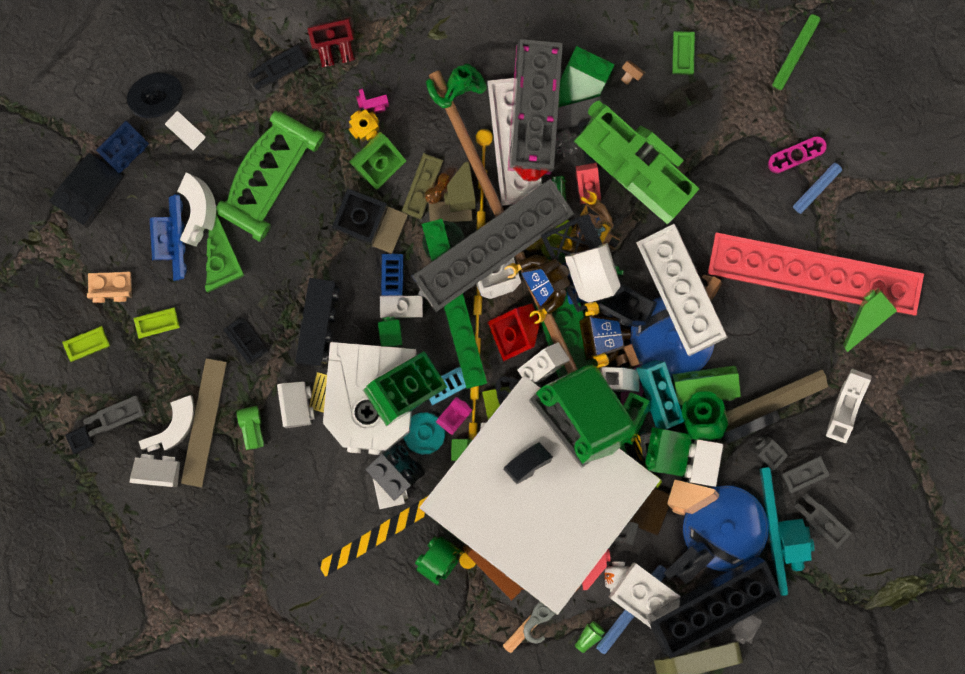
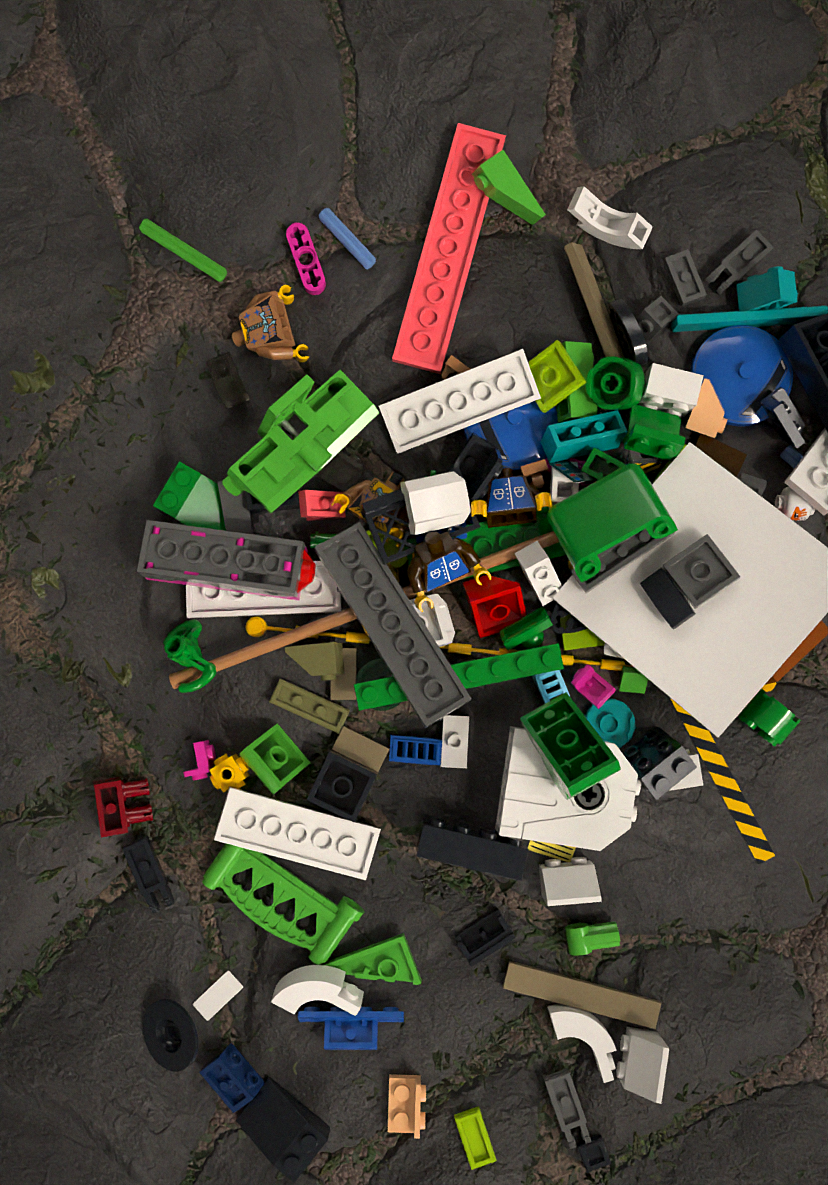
camera: 90 degrees left, 0 degrees up
(156, 322) = (455, 1047): lime tile -> none
(319, 183) = (296, 833): none -> white plate
(390, 332) = (487, 757): green brick -> none
(433, 195) = (321, 692): clear orange arm -> none
(496, 359) = (527, 630): none -> green tile
(551, 489) = (701, 571): none -> dark grey plate
(628, 383) = (571, 471): none -> black sticker
(632, 72) = (190, 442): medium nougat tile -> none
(683, 53) = (173, 382): bright green tile -> none
(708, 365) = (554, 375): none -> lime tile
(733, 127) = (267, 327): none -> medium nougat torso

